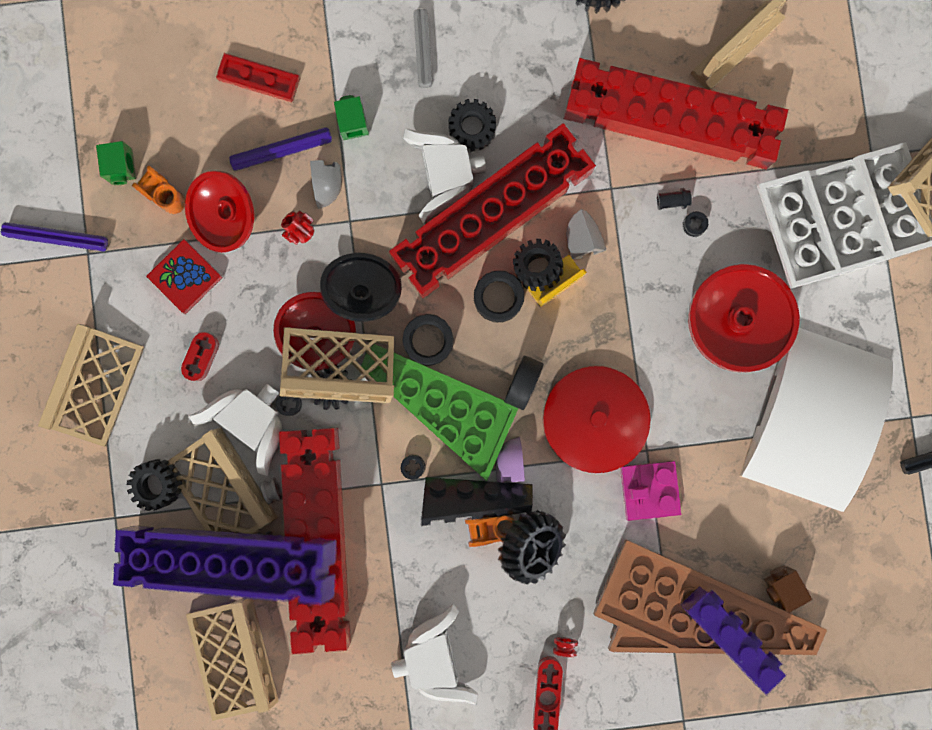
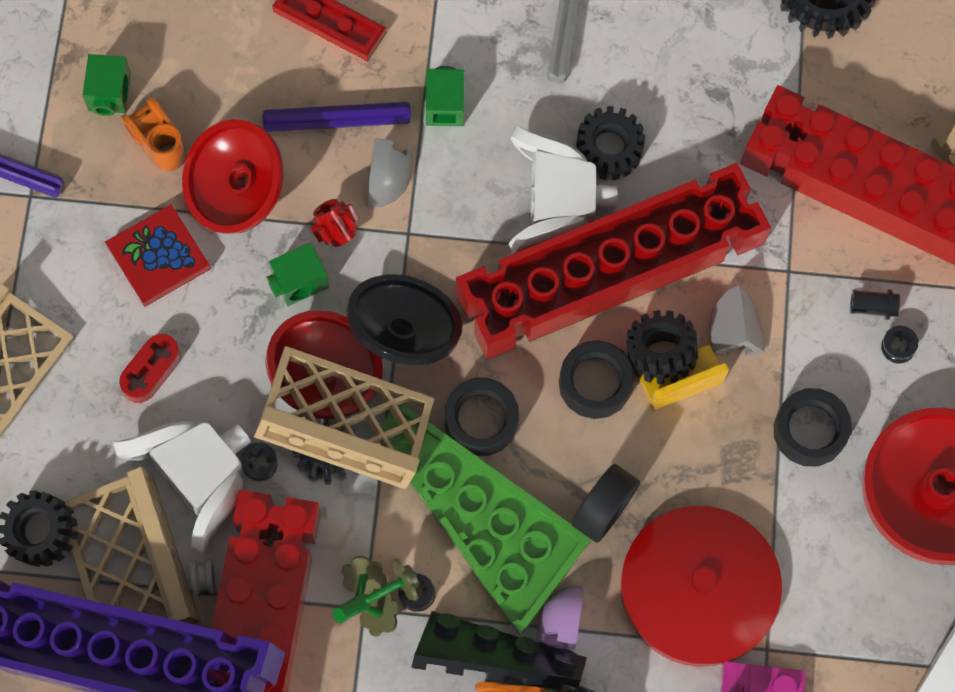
camera: 10 degrees right, 15 degrees down
(281, 270) = (297, 275): none -> green brick
(390, 485) = (377, 607): none -> olive plant
(668, 290) = (832, 406): none -> black tyre

